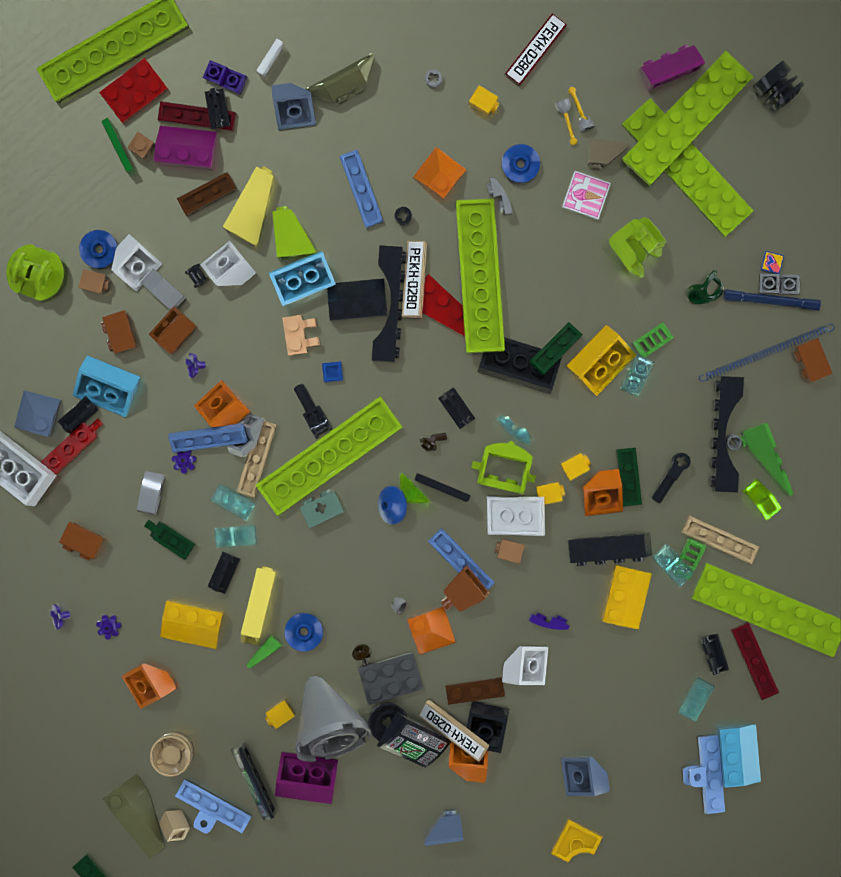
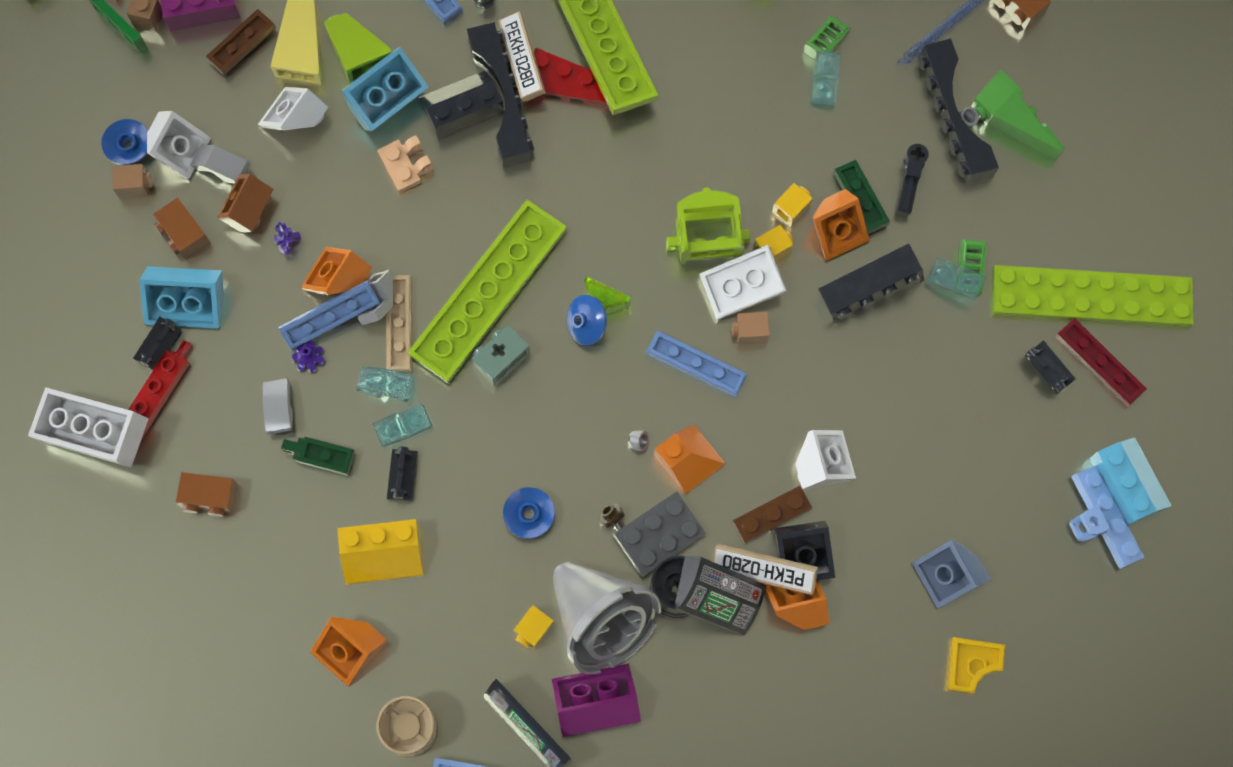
camera: 25 degrees left, 15 degrees down
(35, 272) = (55, 177): lime piece -> none
(37, 413) = (105, 360): sand blue slope -> none
(58, 616) = (203, 600): dark purple plant -> none
(111, 624) = (278, 595): dark purple plant -> none
(197, 275) = (257, 135): black bush -> none
(258, 606) = (459, 501): light yellow slope -> none
(268, 647) = (488, 550): bright green slope -> none
(314, 415) = (453, 249): black connector -> none
(332, 371) = (459, 193): blue tile -> none
(429, 443) = (606, 235): dark brown plate -> none
(442, 487) = (641, 276): black tile -> none
(445, 829) = (802, 699): sand blue slope -> none
(456, 408) = (624, 186): black hinge -> none
(464, 591) = (712, 393): dark orange torso -> none
(514, 366) = (685, 114): black slope -> none
(519, 433) = (691, 183): clear light blue slope -> none
(555, 348) = (717, 79): dark green plate -> none
(557, 623) = (841, 396): dark purple slope -> none
(601, 360) = (776, 76): yellow slope -> none
(626, 597) = (913, 336): yellow slope -> none
(696, 699) = (1049, 431): clear light blue slope -> none
(720, 539) = (1000, 234): tan tile -> none
(762, 498) = (1029, 171): clear neon green slope -> none

